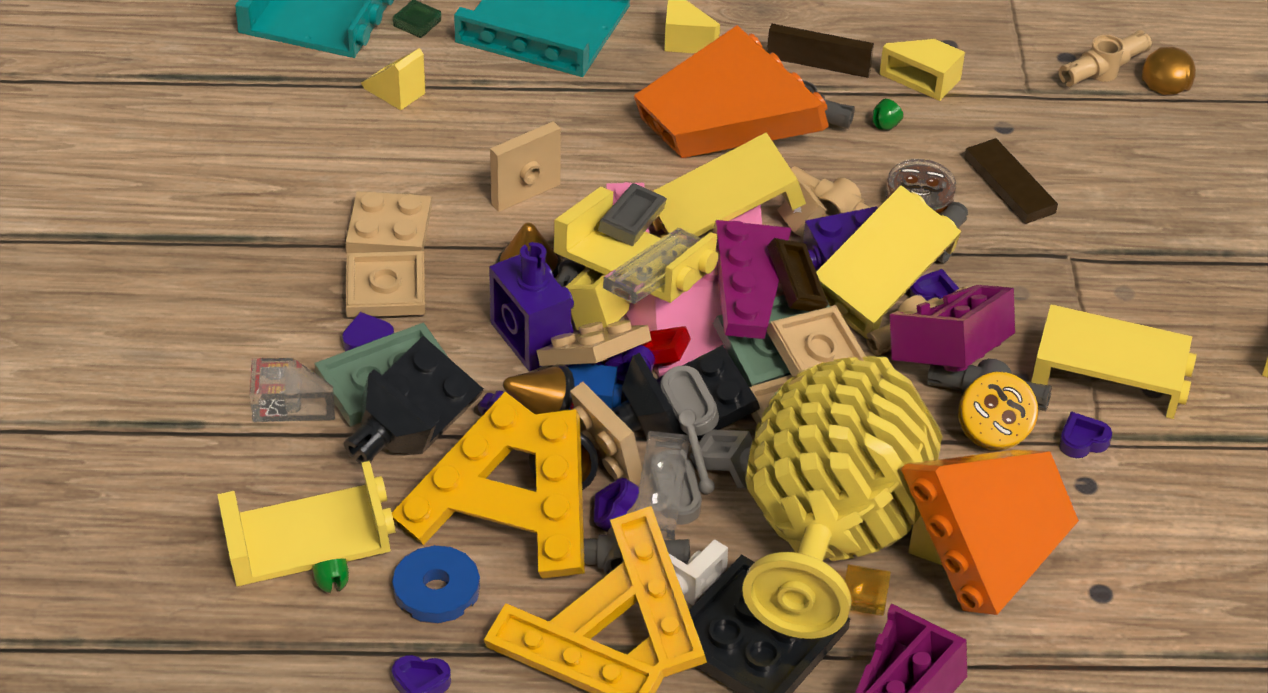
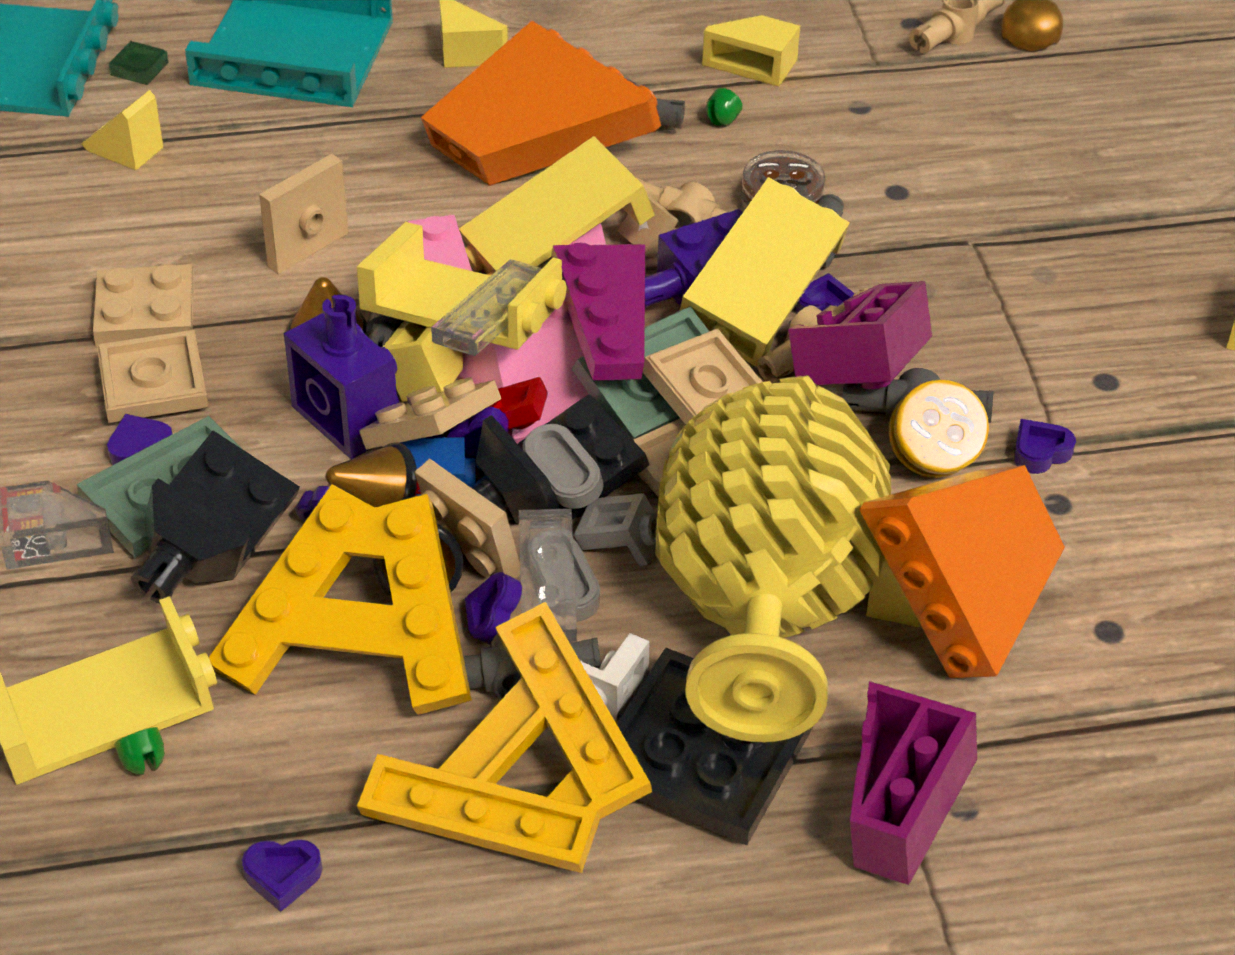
camera: 10 degrees left, 0 degrees up
(436, 564) = (274, 717): blue tile -> none
(632, 214) = (449, 251): dark grey tile -> none
(687, 418) = (566, 487): light grey hinge -> none
(797, 275) = (665, 298): dark brown tile -> none
(820, 50) = (633, 43): dark brown tile -> none
(867, 589) = (839, 665): clear yellow plate -> none
(1011, 181) = (883, 164): dark brown tile -> none
(1116, 353) = (1057, 342): light yellow panel -> none

